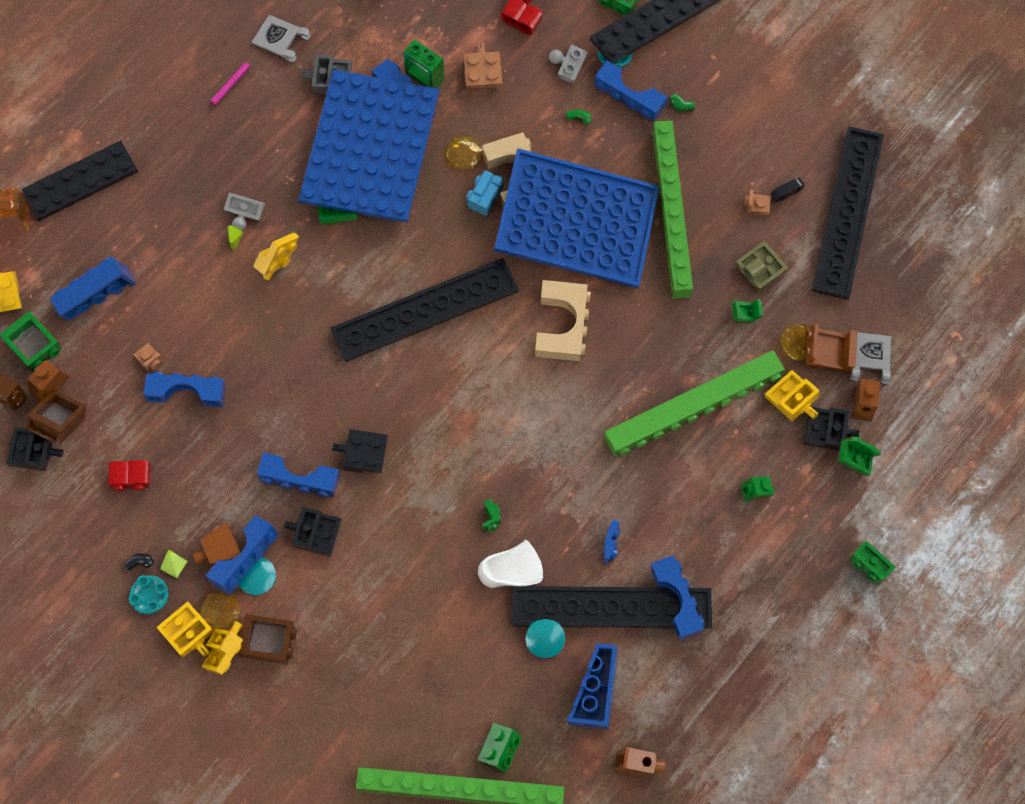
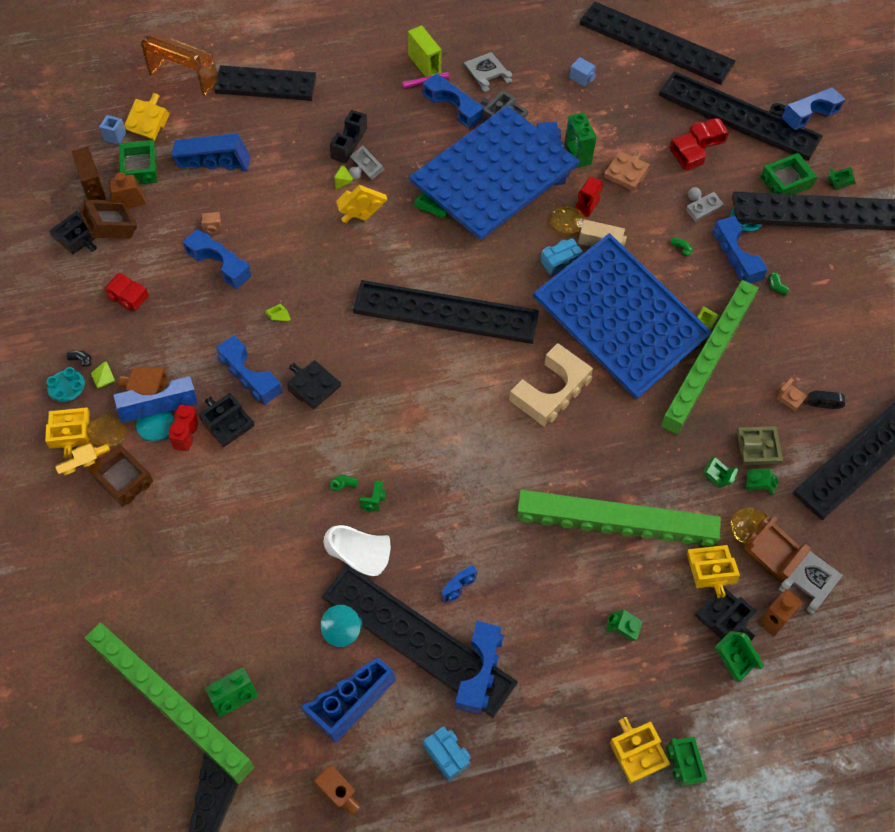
camera: 35 degrees right, 10 degrees down
(209, 191) = (344, 144): none -> black arch
(211, 56) = (424, 51): none -> lime brick
(253, 87) = (440, 90): none -> blue arch
(279, 405) = (278, 313): none -> lime slope
(286, 564) = (183, 428): none -> red brick
(453, 519) = (342, 481): none -> green arm
(471, 118) = (589, 196): none -> red brick
(645, 173) = (707, 317): none -> lime slope
(698, 679) = (446, 753): none -> dark azure brick
(782, 296) = (761, 480): none -> green bracket
(833, 579) = (639, 751): none -> yellow plate

